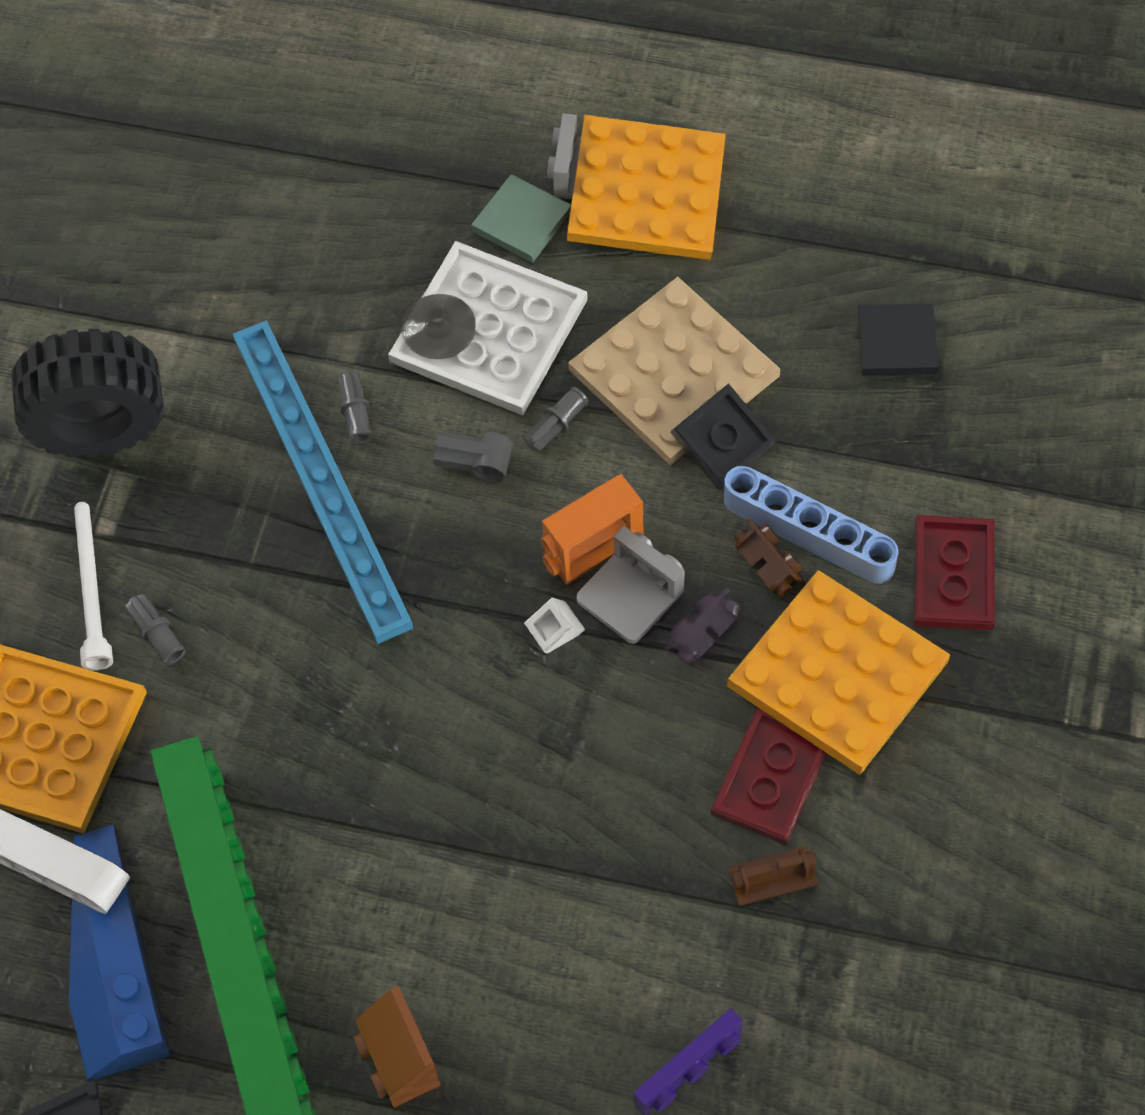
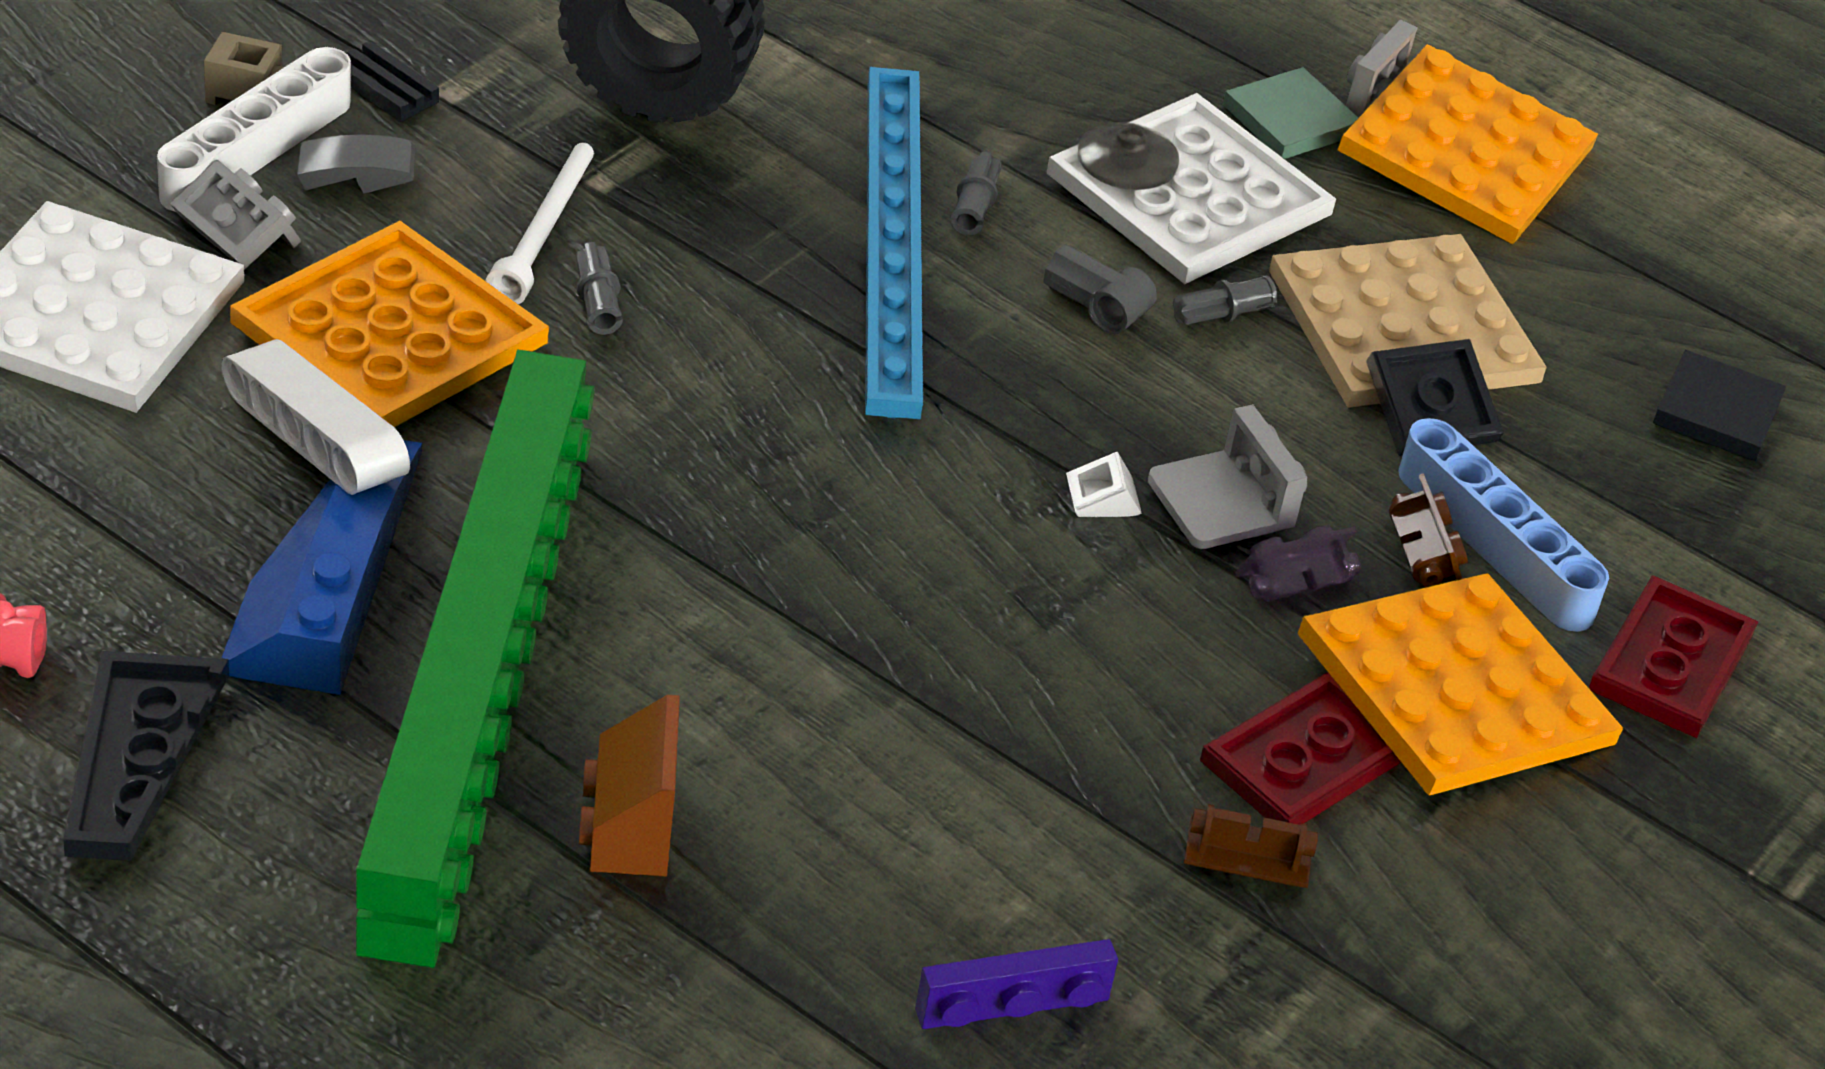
camera: 15 degrees right, 20 degrees down
(584, 531) = (1180, 437): orange window -> none

